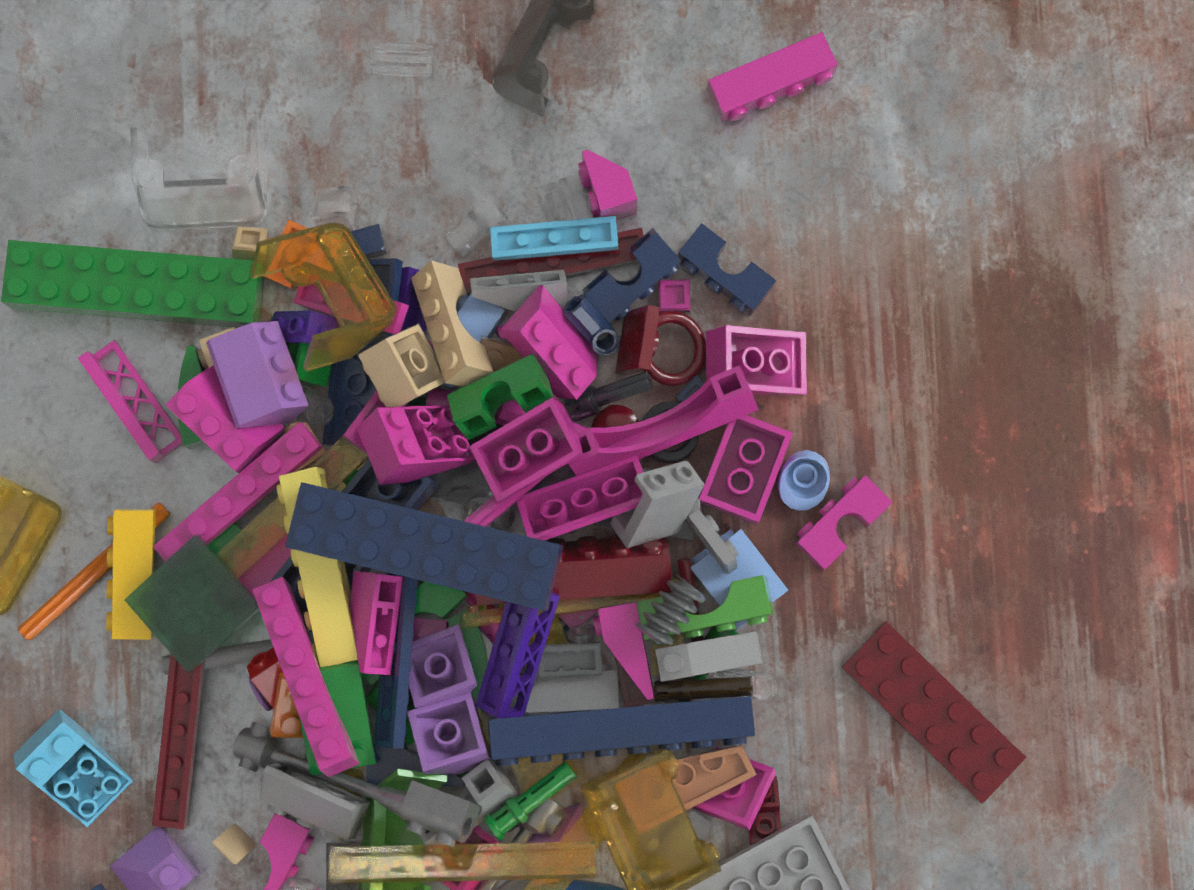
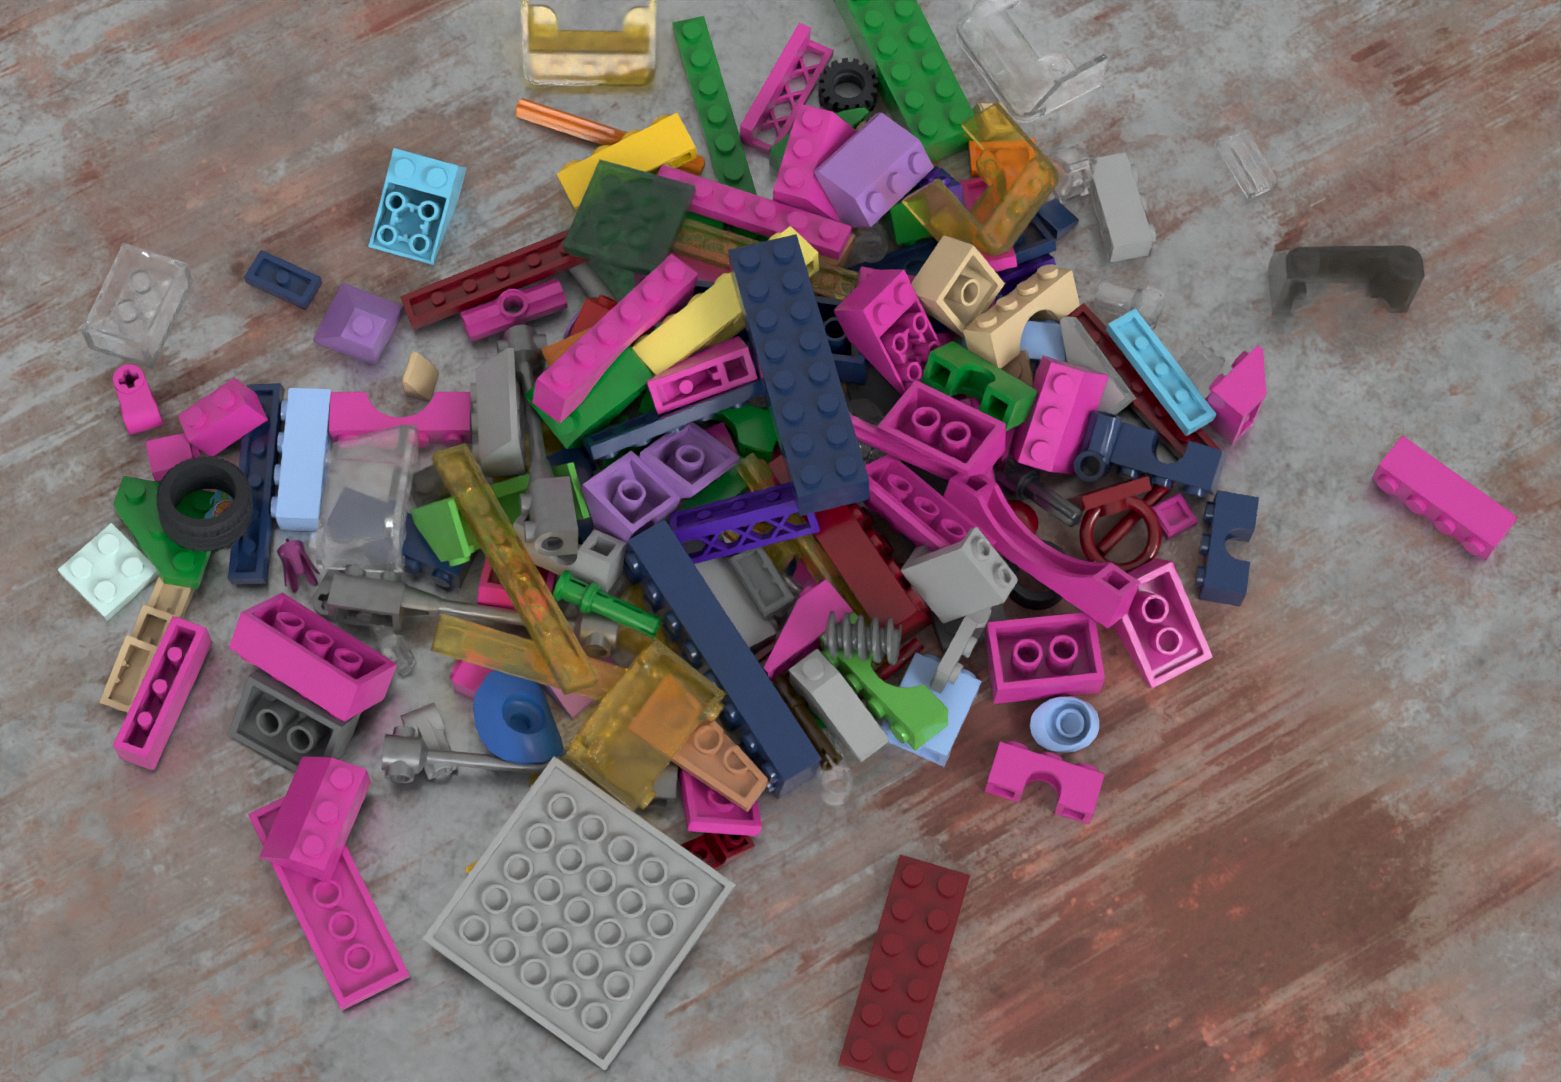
camera: 55 degrees right, 15 degrees down
(124, 471) = (714, 109): none -> green plate
(142, 338) = (847, 73): none -> black tyre
(212, 757) = (533, 302): none -> dark pink piece
(389, 185) = (1121, 209): none -> light grey brick
(664, 342) = (1129, 521): none -> dark red bar

